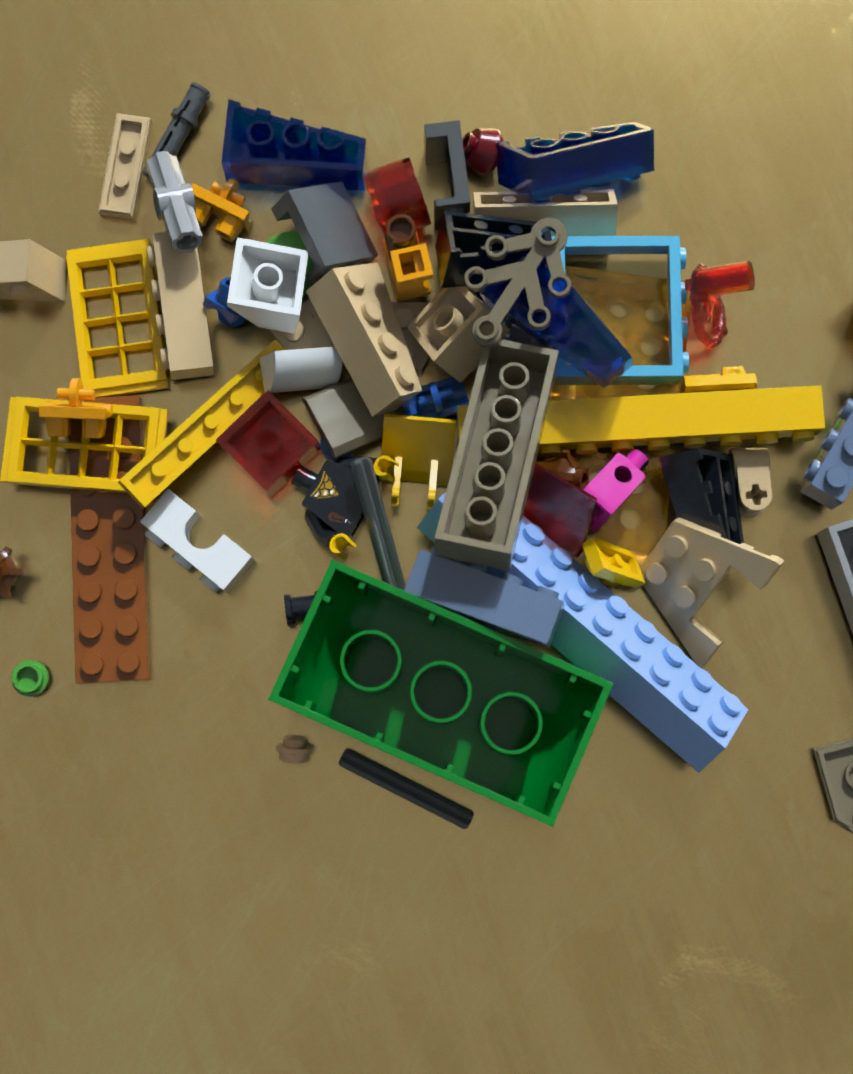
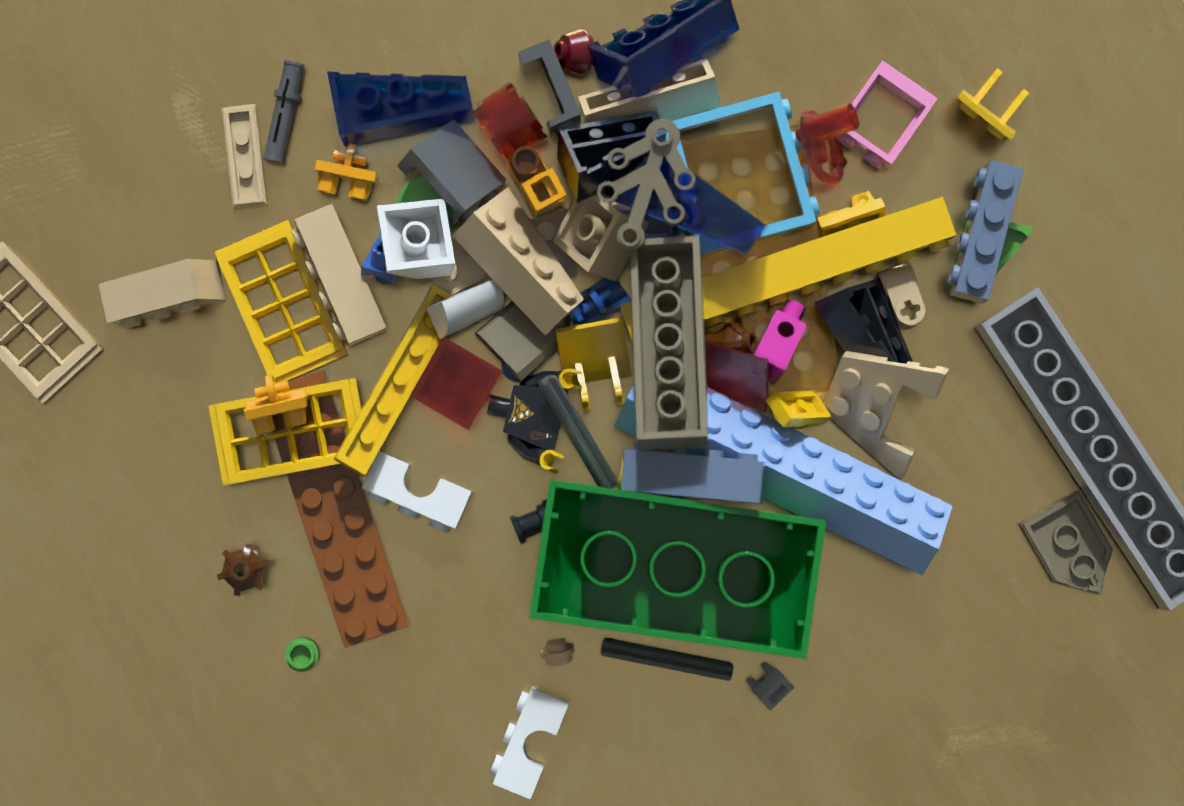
camera: 20 degrees left, 5 degrees up
(174, 202) = (306, 184): light grey piece -> none
(215, 860) = (516, 769): none -> white arch
(508, 849) = (772, 688): none -> light grey tile
(806, 275) = (904, 89): none -> bright pink window

